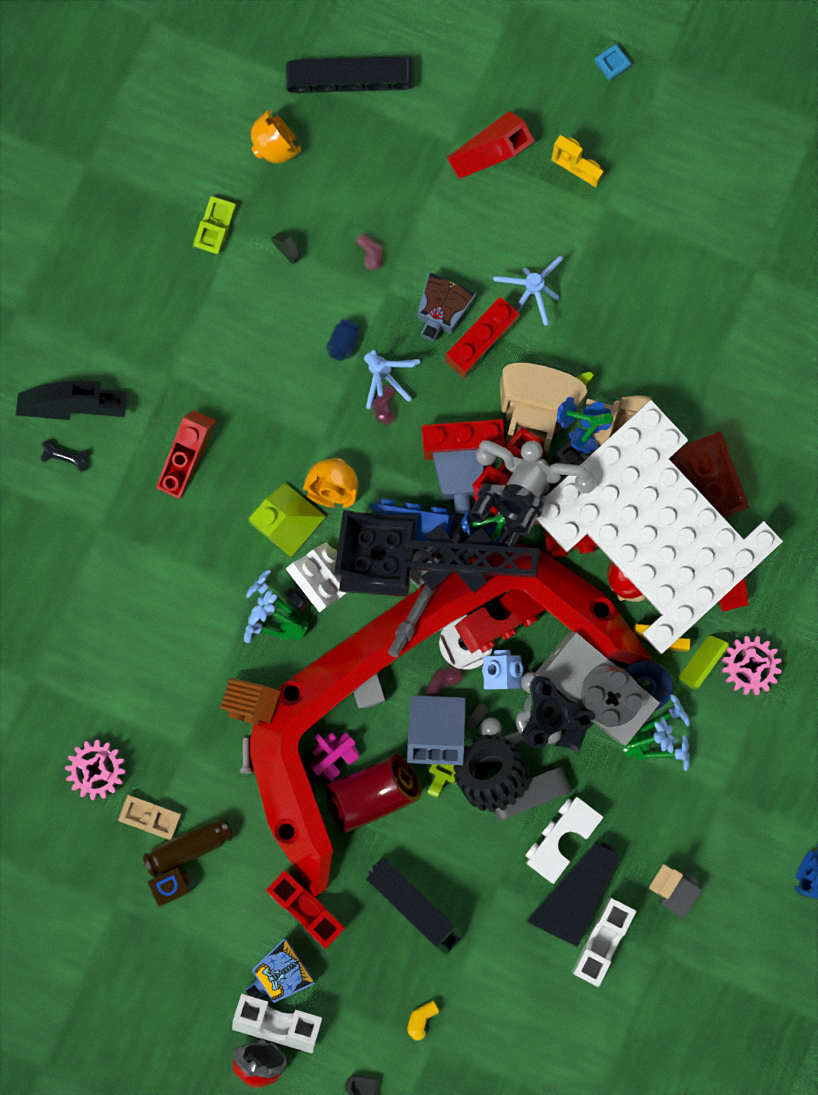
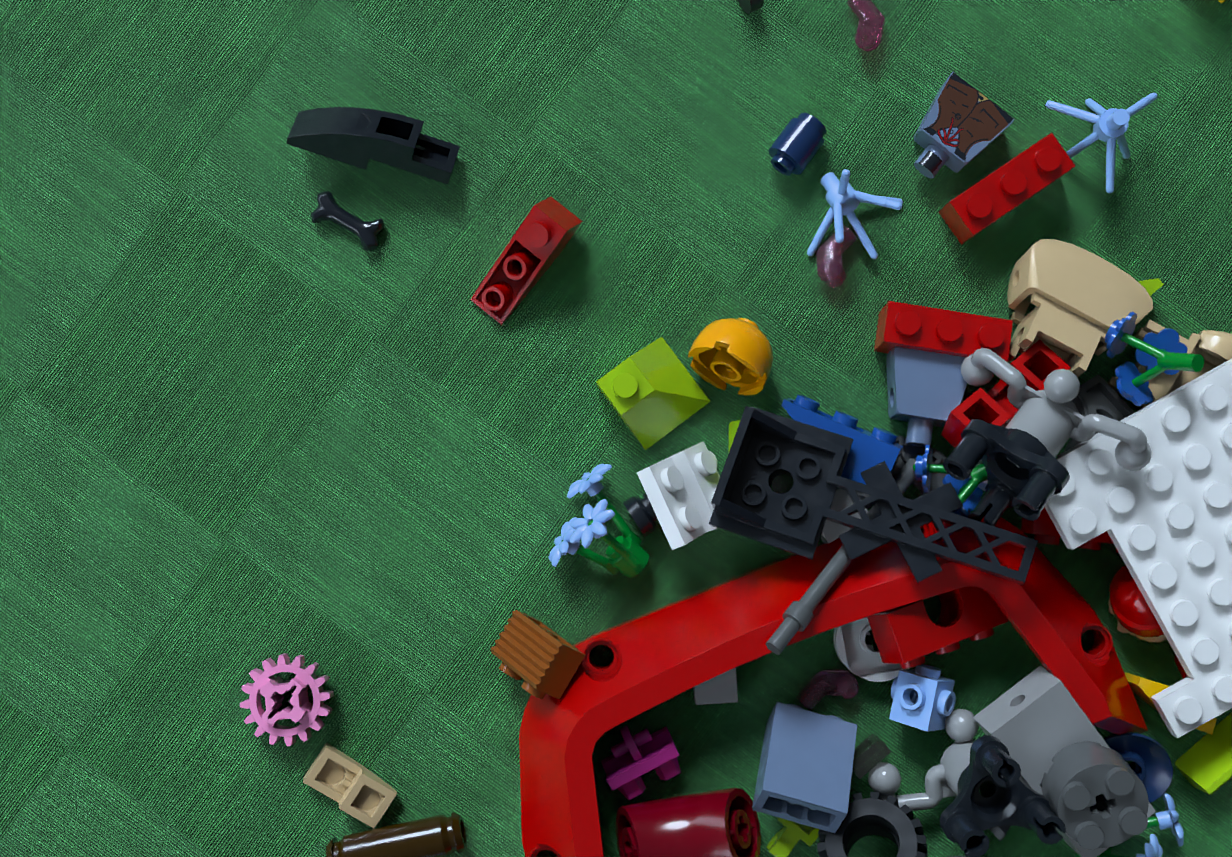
camera: 15 degrees right, 5 degrees up
(246, 757) = (508, 747): light grey piece -> none

